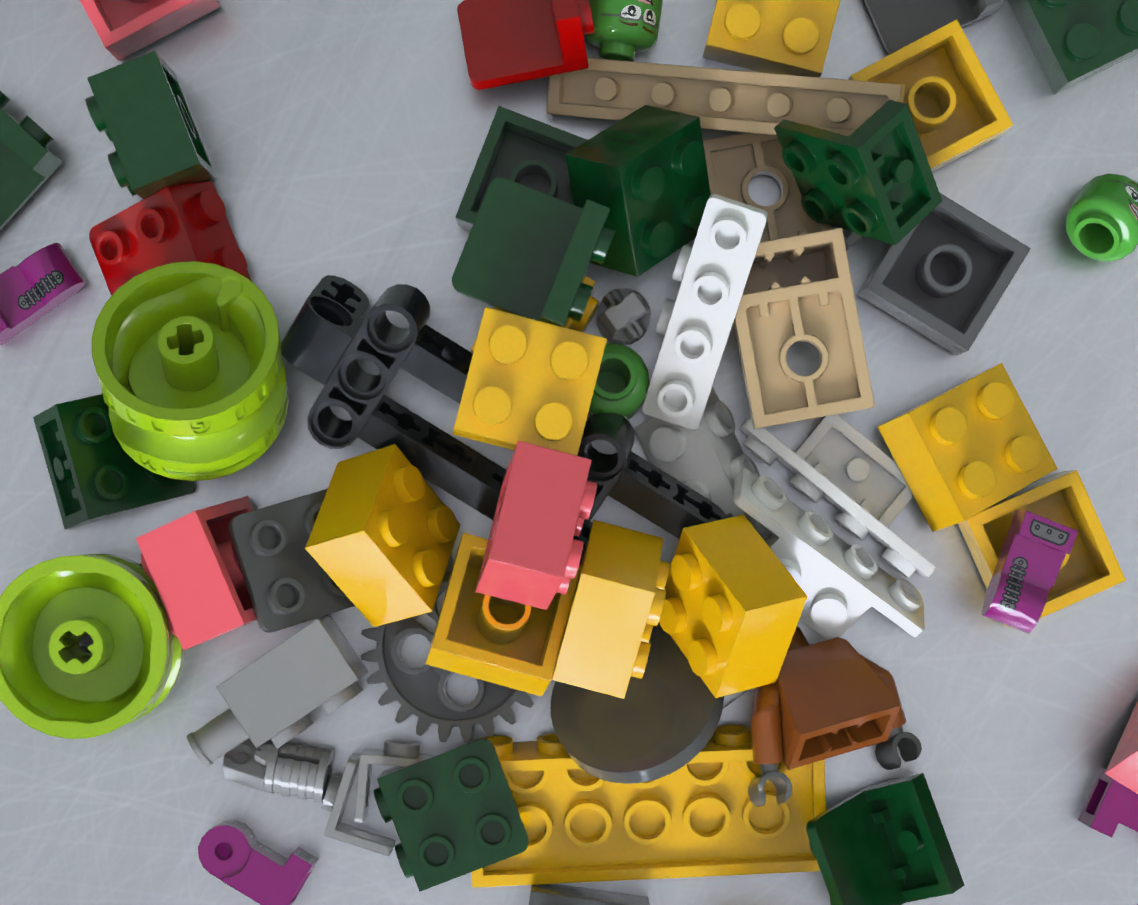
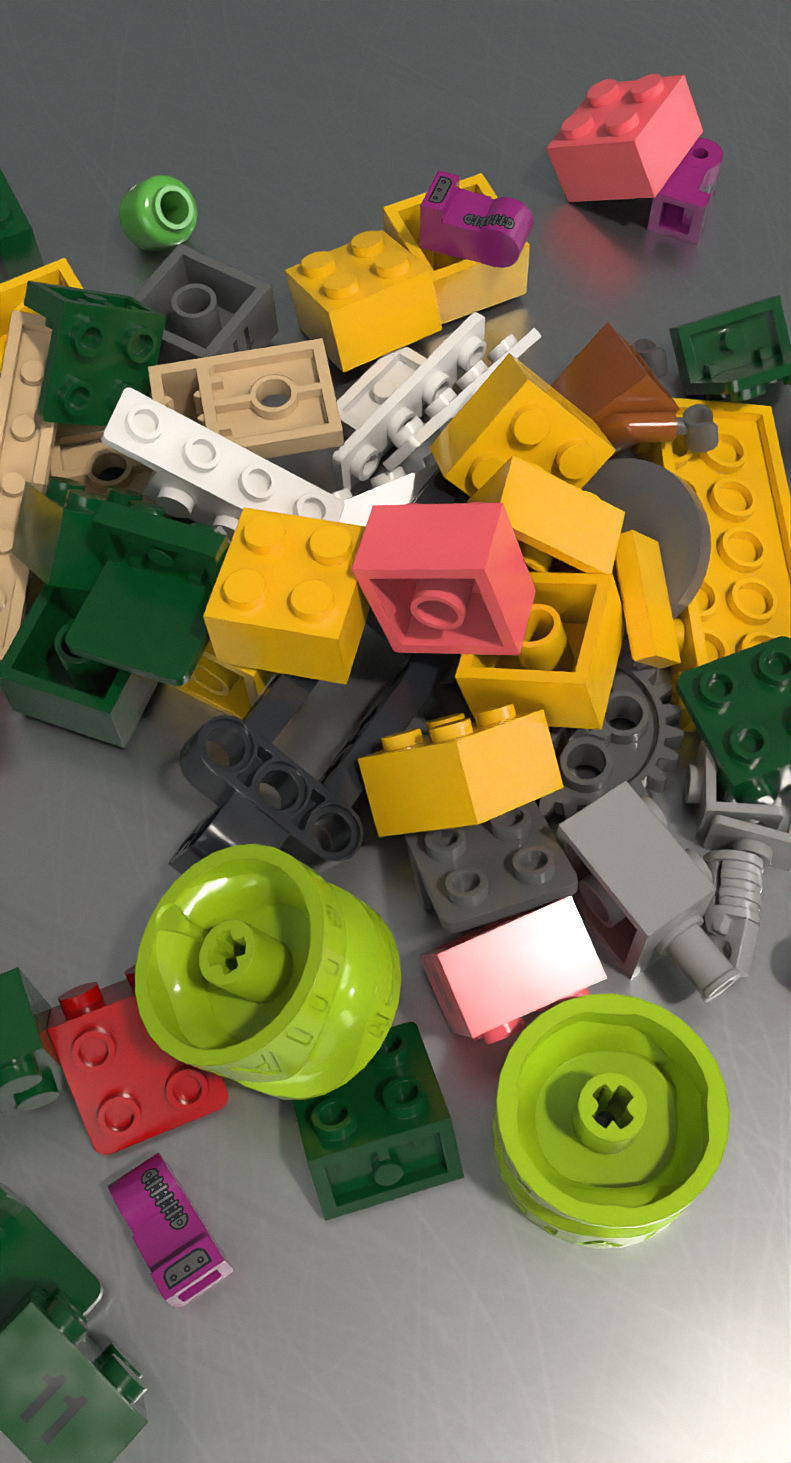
camera: 90 degrees left, 25 degrees down
(557, 716) = (646, 601): none -> yellow tile

